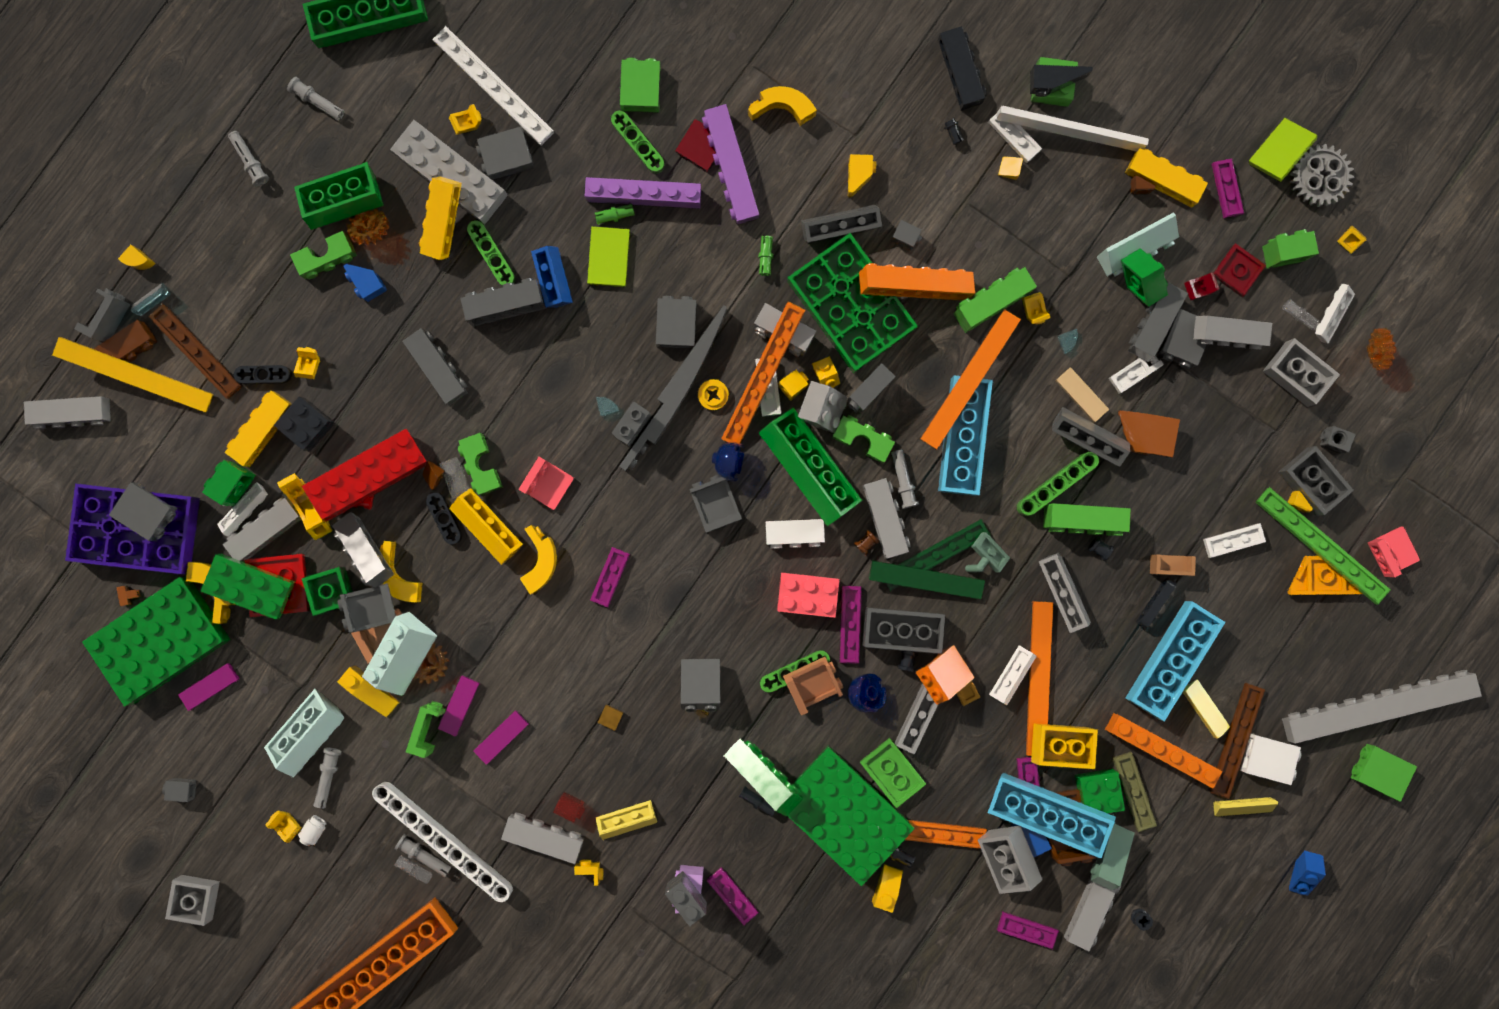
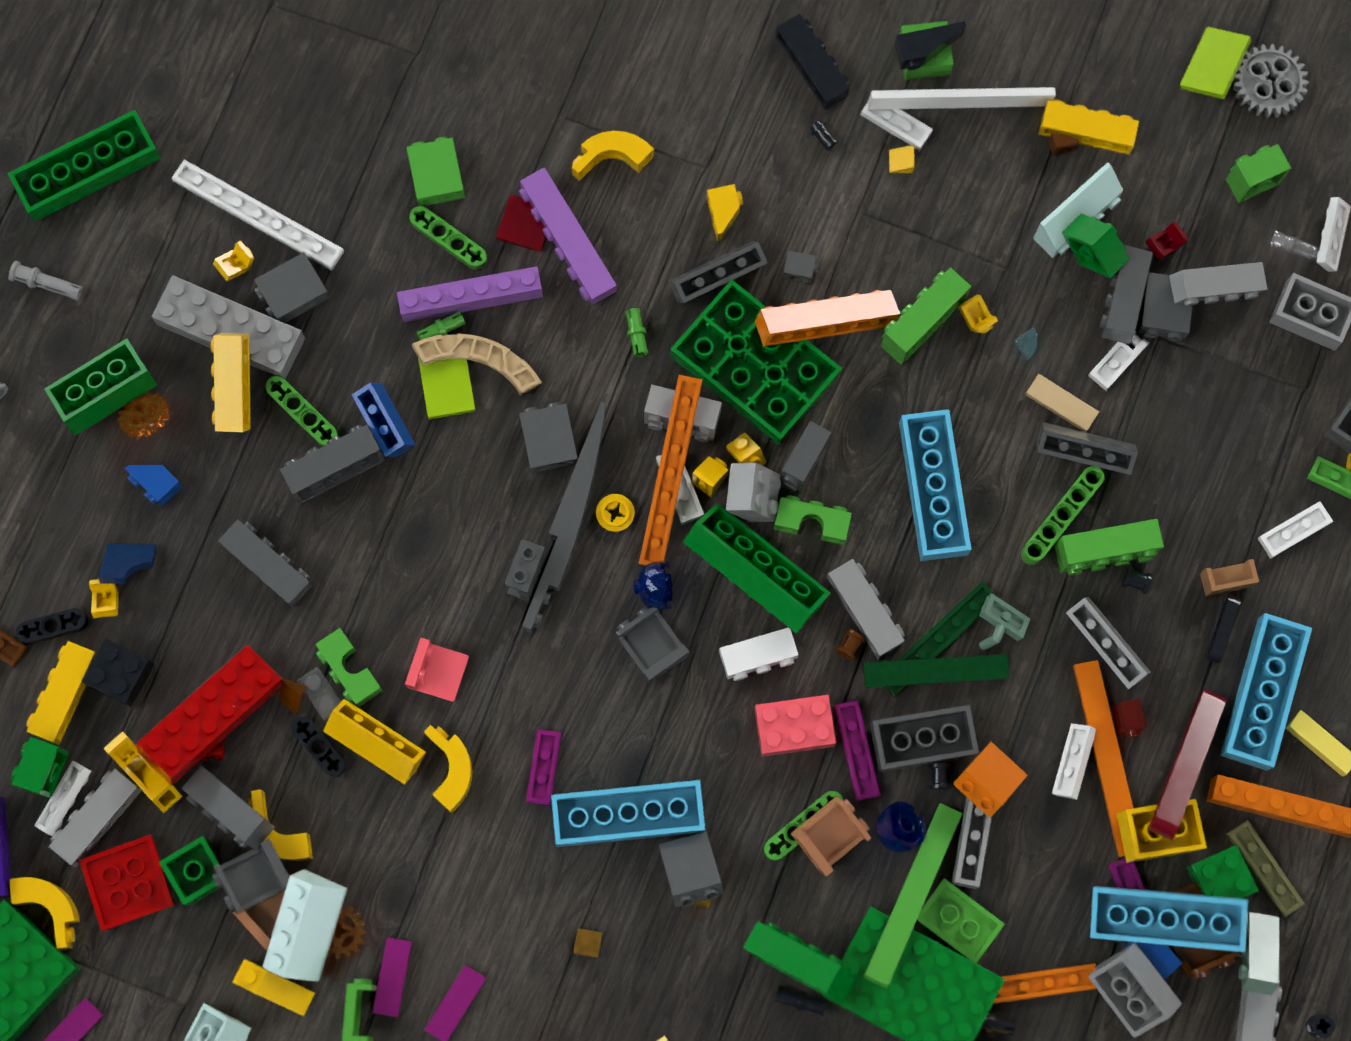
camera: 10 degrees left, 10 degrees down
(247, 586) = (93, 888): green brick -> none
(328, 337) = (124, 560): none -> dark blue tile
(339, 251) = (83, 478): bright green arch -> none
(606, 406) = (488, 559): clear light blue tile -> none
(639, 239) = (479, 350): none -> tan tile
(663, 630) = (628, 813): none -> medium azure brick
(862, 748) = (912, 896): none -> bright green tile
(906, 488) = (880, 566): light grey pin -> none
(968, 694) = (1024, 798): pearl gold tile -> none
(970, 379) = (921, 415): orange tile -> none
(1064, 653) = (1129, 718): none -> clear red brick
(1098, 702) = (1187, 764): none -> beam
(1150, 433) = (1155, 427): dark orange slope -> none
(1227, 188) = (1164, 122): magenta tile -> none
(1239, 270) = (1206, 212): dark red tile -> none
(1352, 239) = (1327, 145): yellow slope -> none

